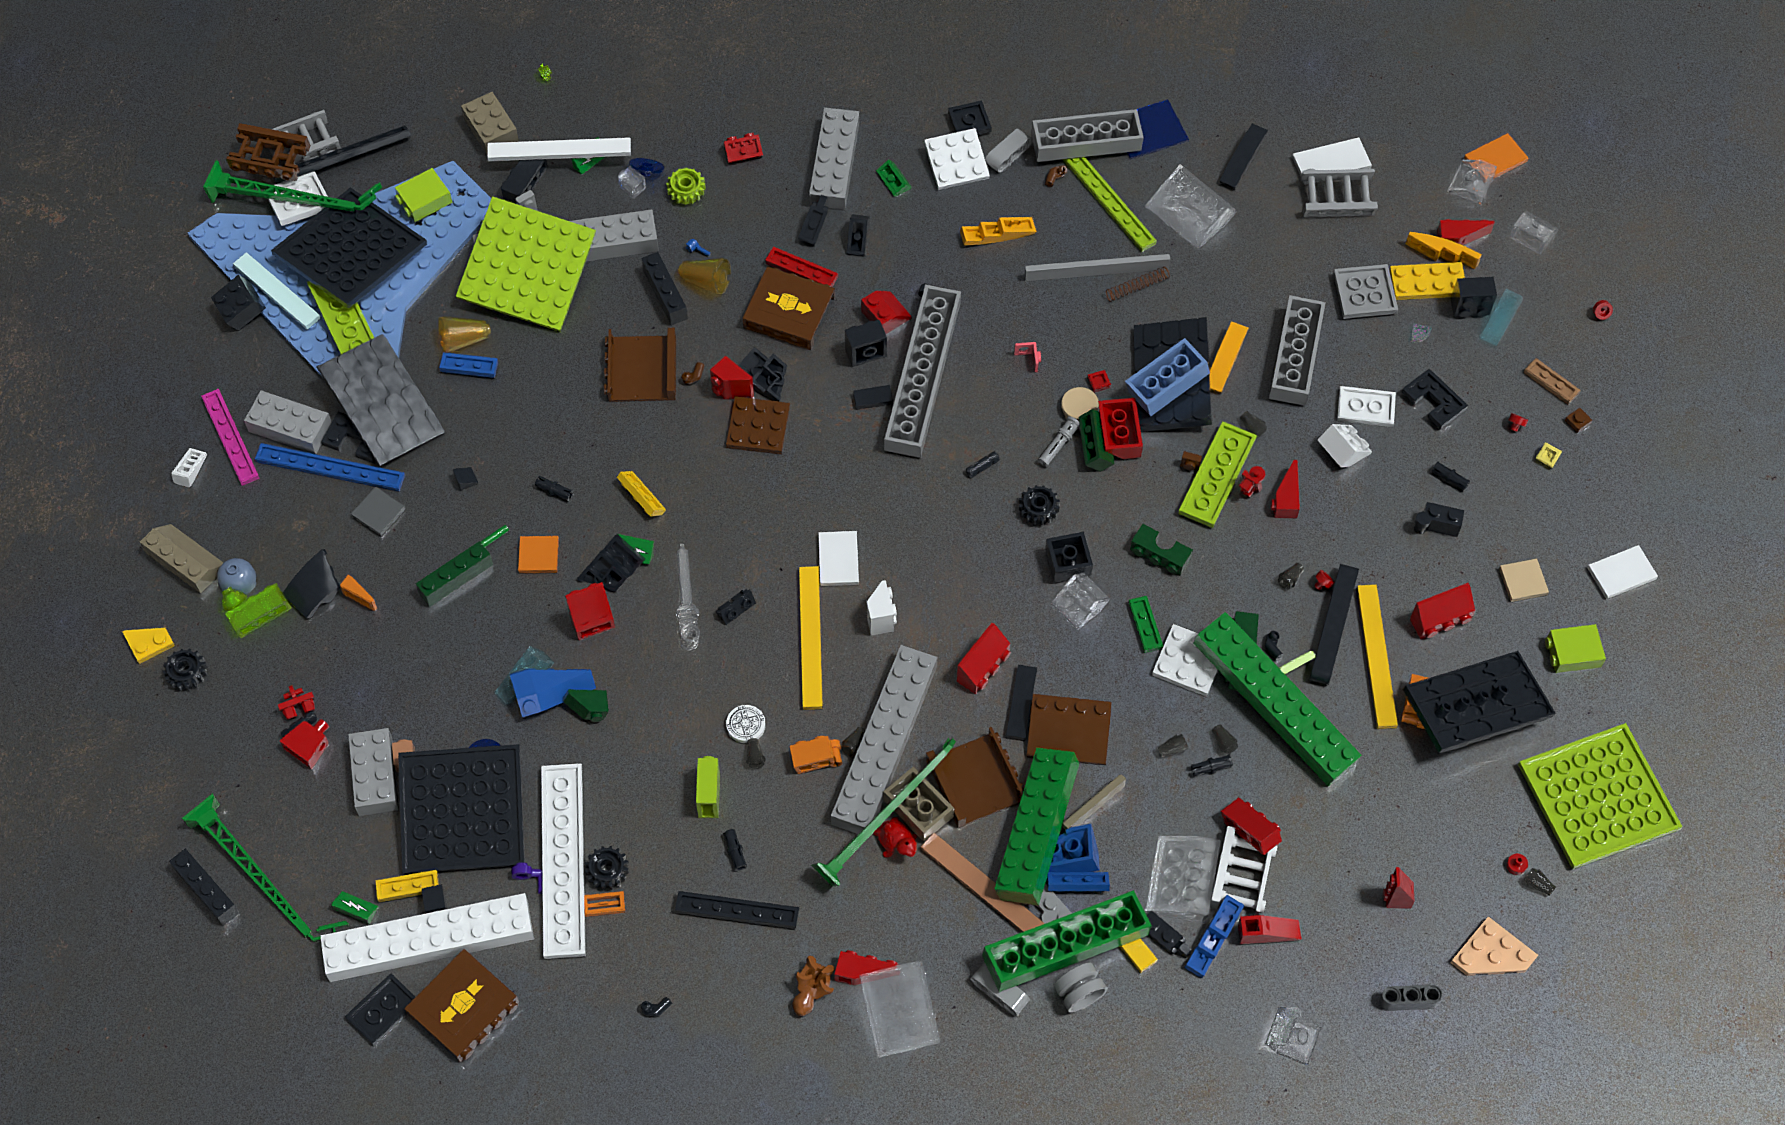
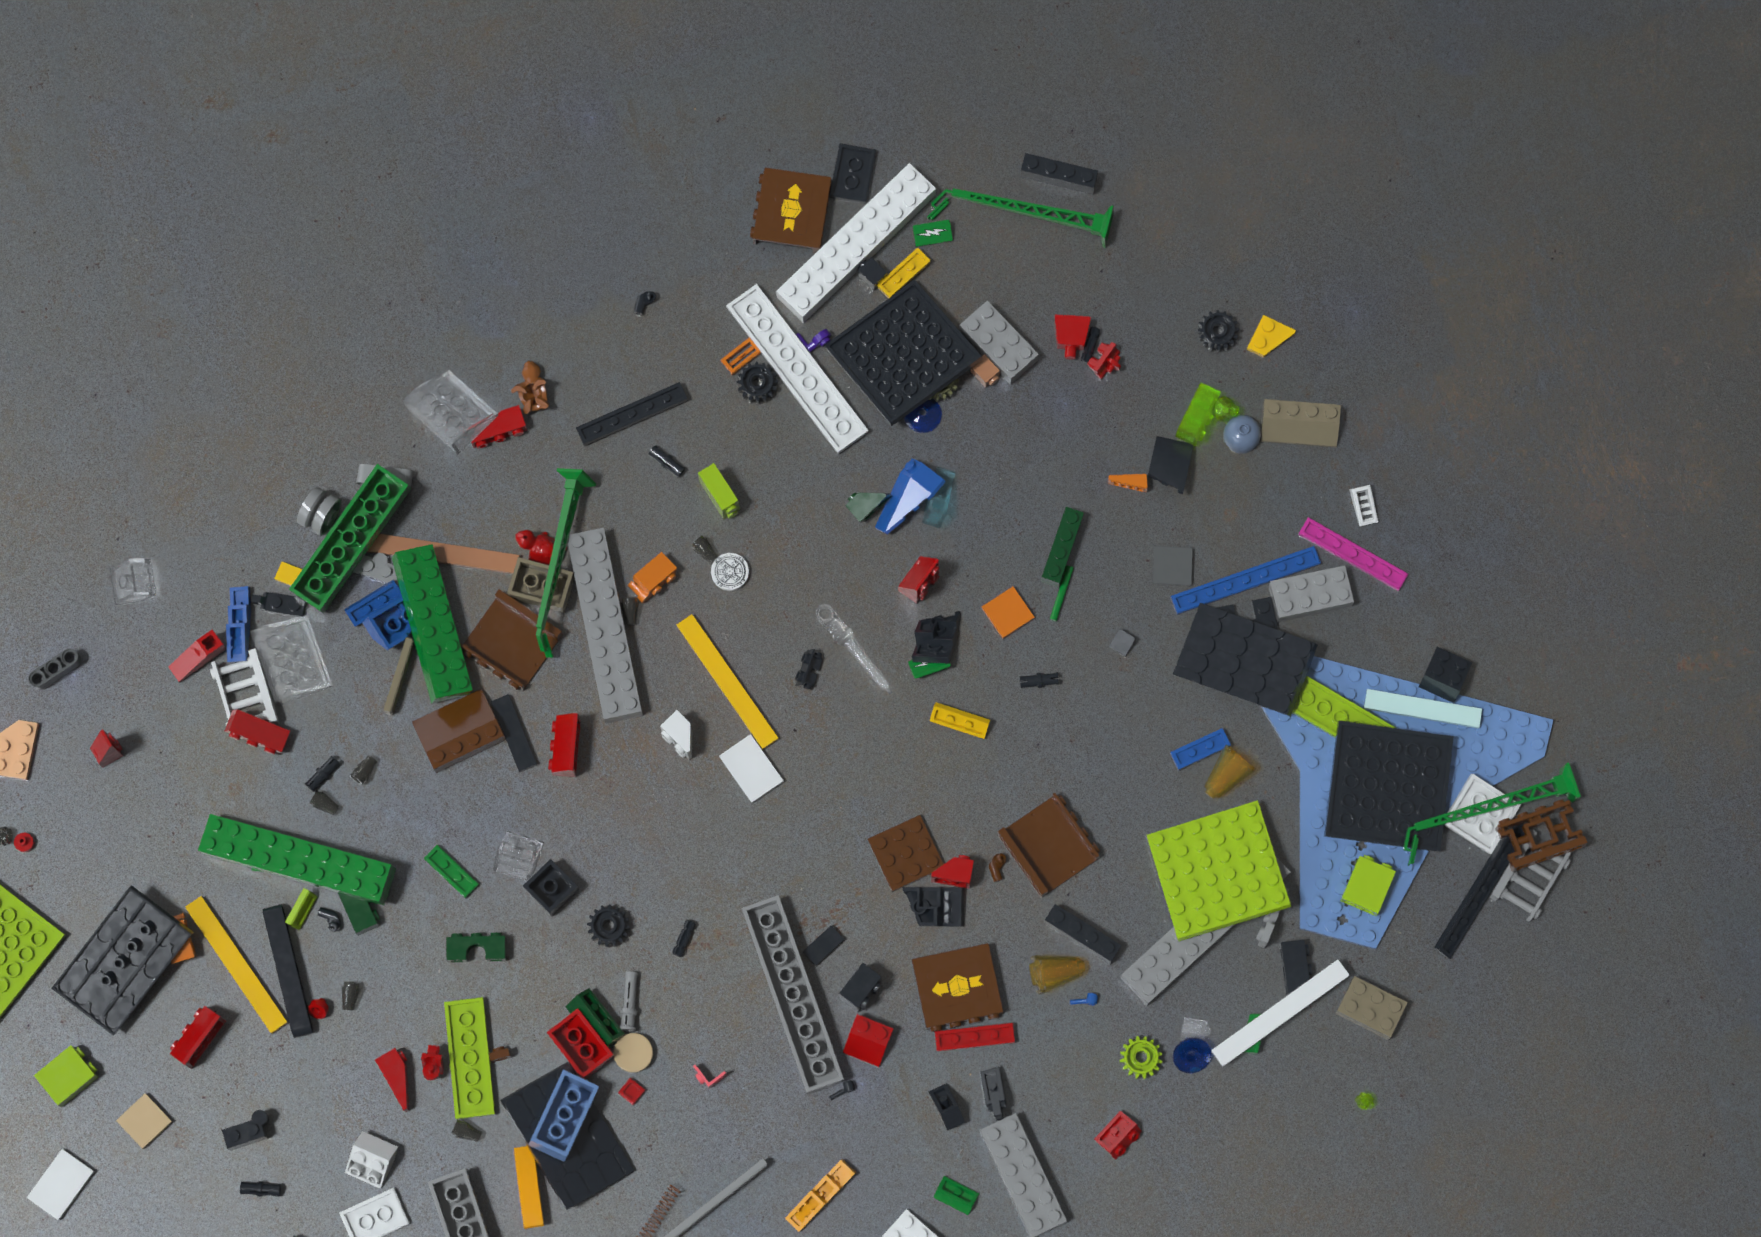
camera: 150 degrees right, 15 degrees up
(1184, 663) = (401, 850): white plate -> none

